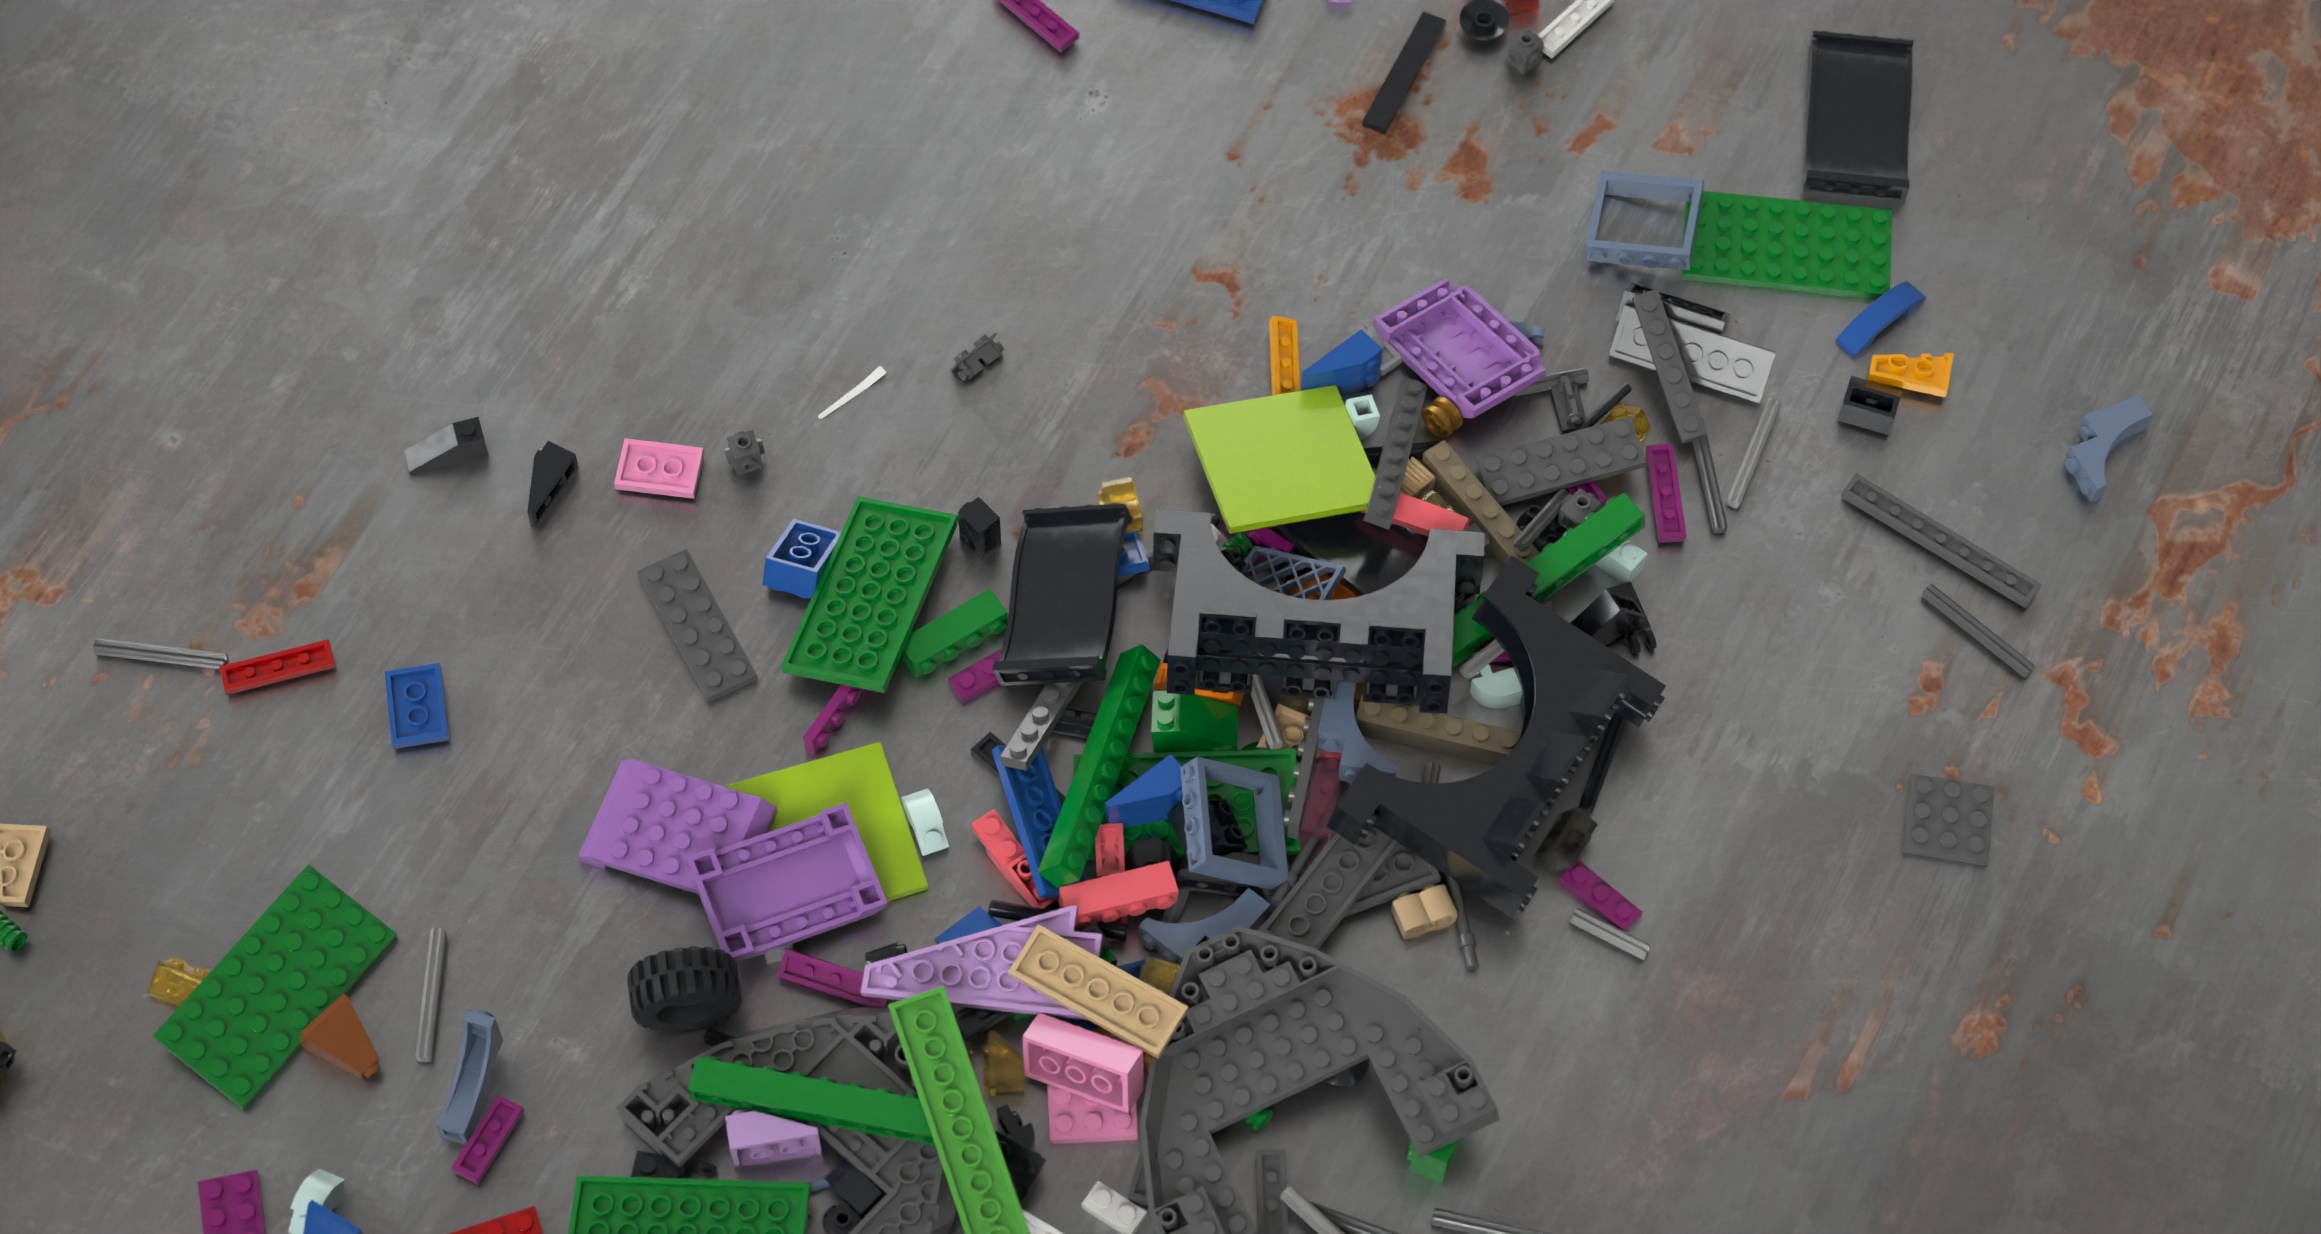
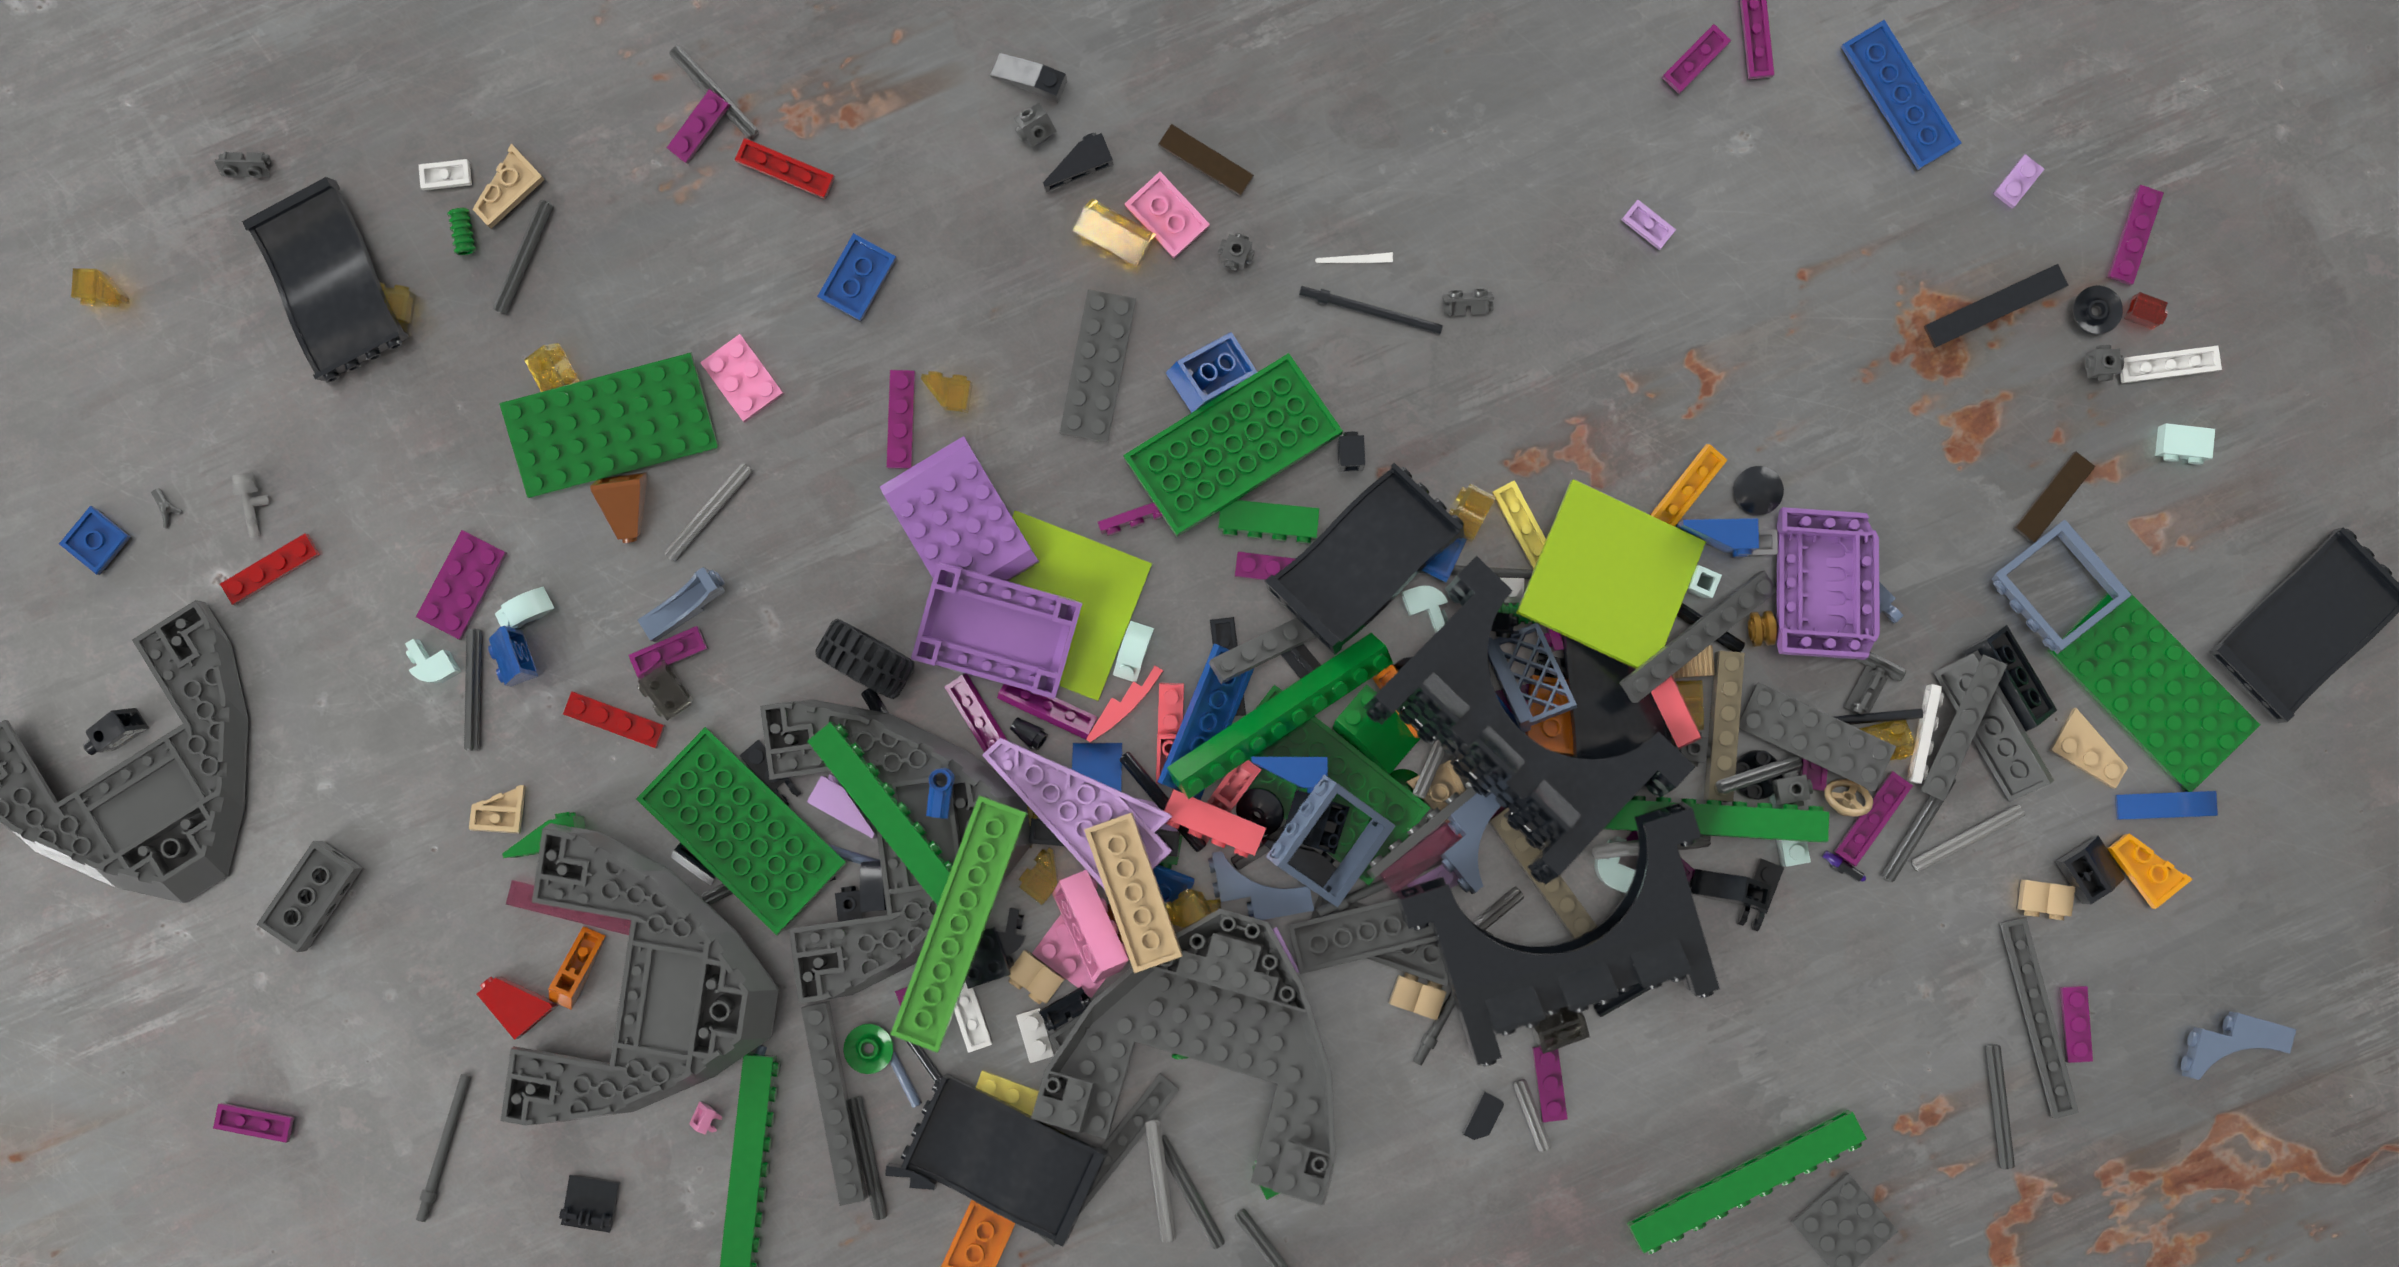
camera: 45 degrees right, 25 degrees up
(78, 910) = (523, 257): none -> dark grey axle
(168, 687) = (698, 126): none -> magenta plate
(373, 862) = (742, 378): none -> bright pink plate
(482, 477) = (1034, 125): none -> dark grey brick
(512, 1169) = (664, 690): none -> clear smoke brick
(552, 791) = (901, 419): none -> magenta plate
(577, 736) = (951, 393): none -> clear yellow slope
(624, 510) = (1114, 232): none -> clear yellow brick
(657, 407) = (1206, 160): none -> dark brown tile
(850, 1046) = (939, 796): none -> blue piece
(852, 436) = (1324, 297): none -> black bar
(888, 922) = (1050, 710): none -> magenta plate
(953, 876) = (1117, 711): none -> coral slope
(1006, 64) = (1696, 58): none -> magenta plate
(1071, 1155) = (1035, 977): none -> tan brick
(1075, 201) = (1648, 224): none -> lavender plate
(1122, 1161) = (1064, 1008): none -> black hinge
(1144, 597) = (1423, 599): none -> light aqua brick
(1173, 484) = (1521, 521): none -> light yellow plate
(1341, 322) = (1759, 490): none -> black dish
(1570, 965) = (1483, 1116): none -> black piece
(1578, 168) = (2054, 497): none -> dark brown tile
(1633, 488) = (1846, 802): none -> tan piece
(1639, 61) = (2185, 442): none -> light aqua brick
(1641, 396) = (1923, 745): none -> white plate
(1676, 548) = (1842, 866): none -> piece
(1783, 324) = (2088, 751): none -> tan wing
(1835, 845) = (1746, 1182): none -> green brick
(1857, 448) = (2046, 898): none -> tan brick
(1973, 524) = (2076, 1024): none -> magenta plate

